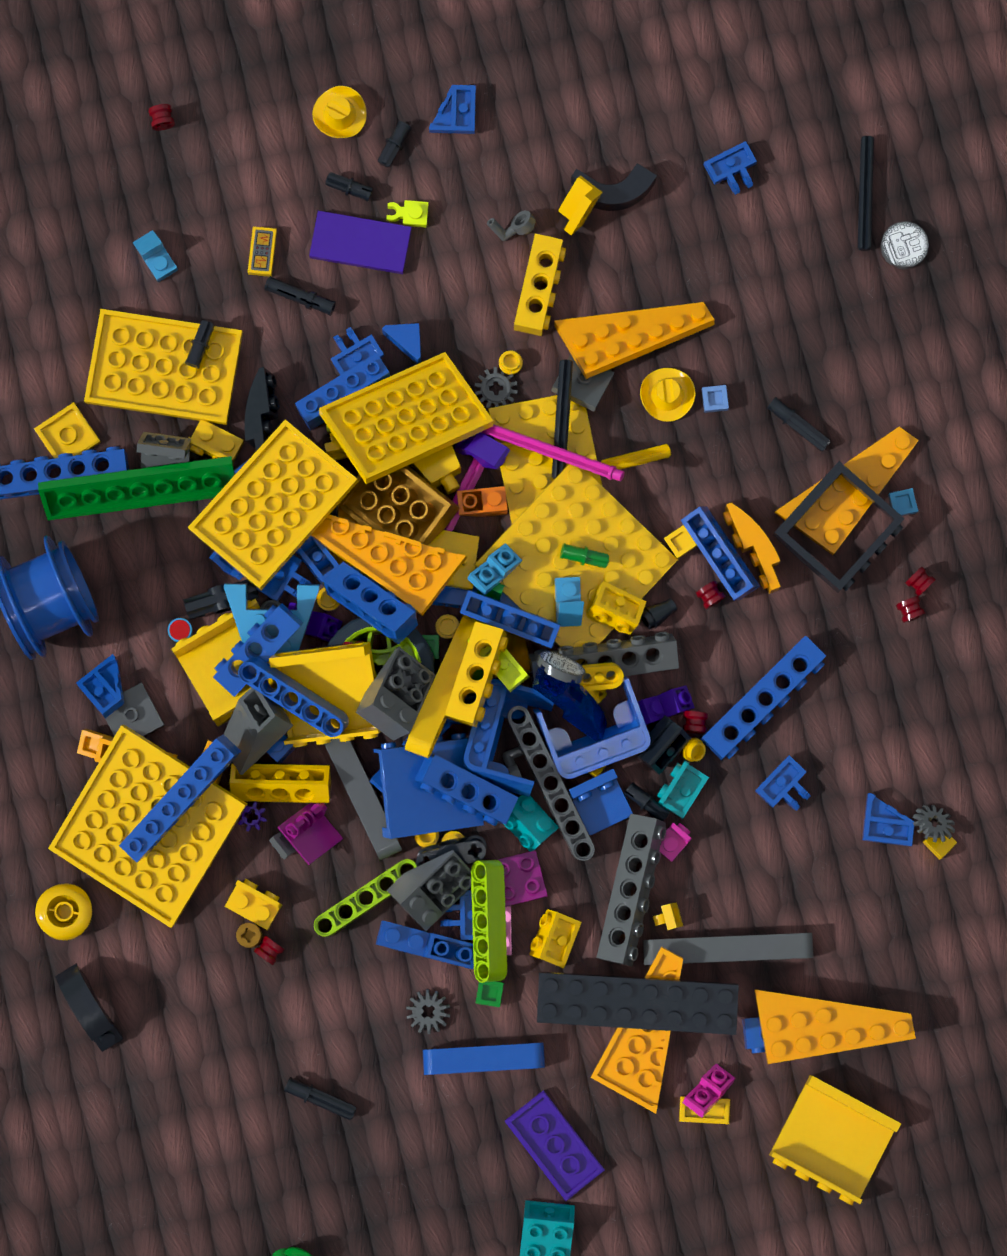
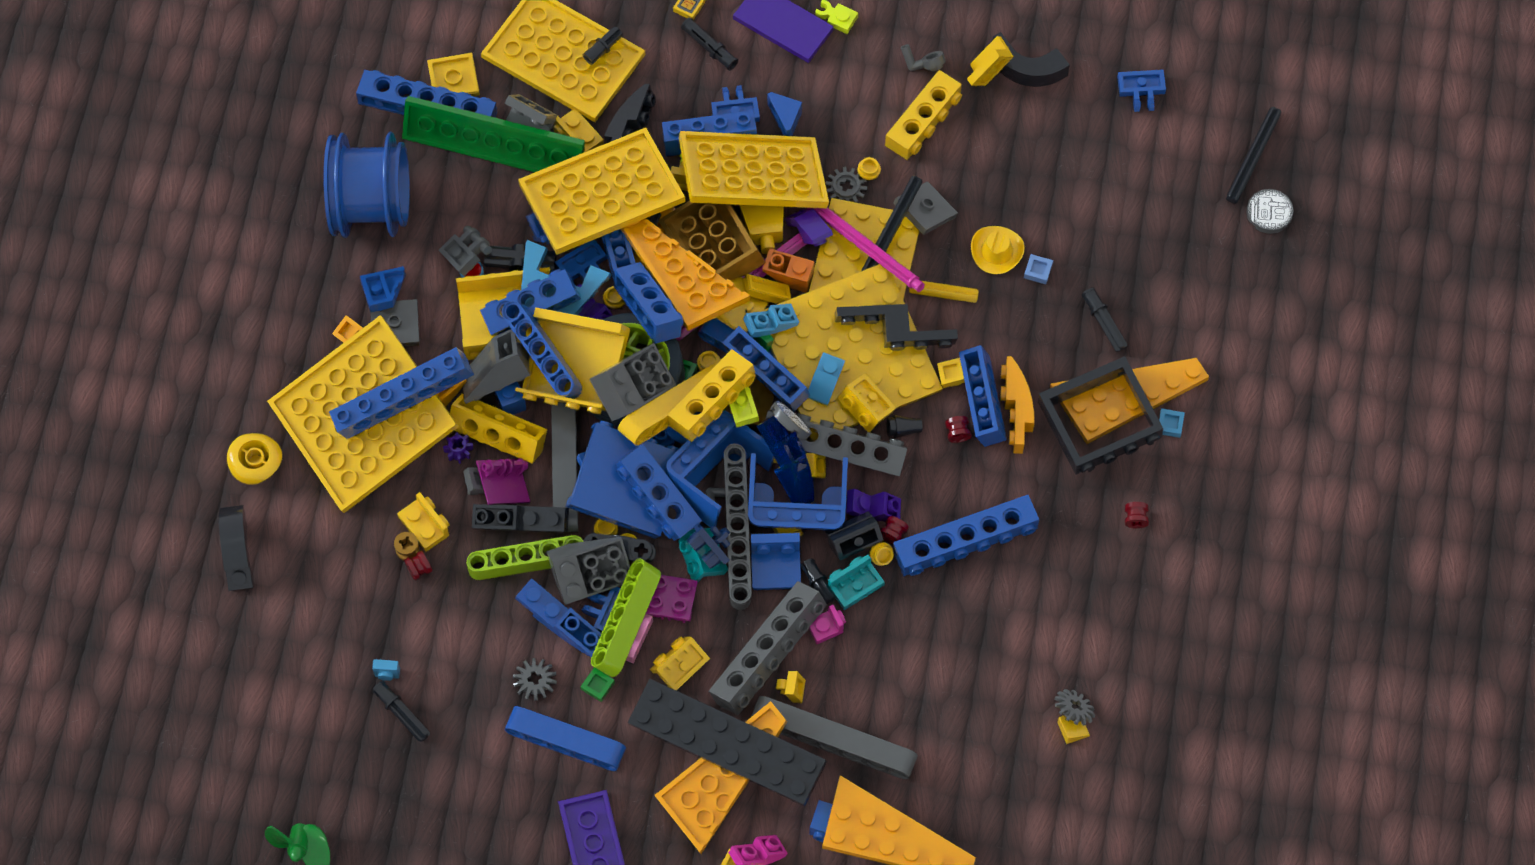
camera: 25 degrees right, 15 degrees down
(165, 622) = (465, 257): none -> dark grey plate
(287, 1066) = (386, 669): none -> dark azure plate
(343, 862) = (520, 518): none -> black slope
(471, 532) = (766, 289): none -> yellow tile
(527, 815) = (715, 554): none -> dark blue hips
(584, 556) = (857, 344): green axle -> none
(598, 678) = (822, 449): yellow plate -> none
(613, 523) = (896, 326): none -> black bracket
(616, 338) = (972, 184): light orange wing -> none
(781, 781) = (948, 614): blue hinge -> none
(886, 824) = (1029, 690): blue wing -> none
(920, 581) = (1156, 494): dark red wheel -> none

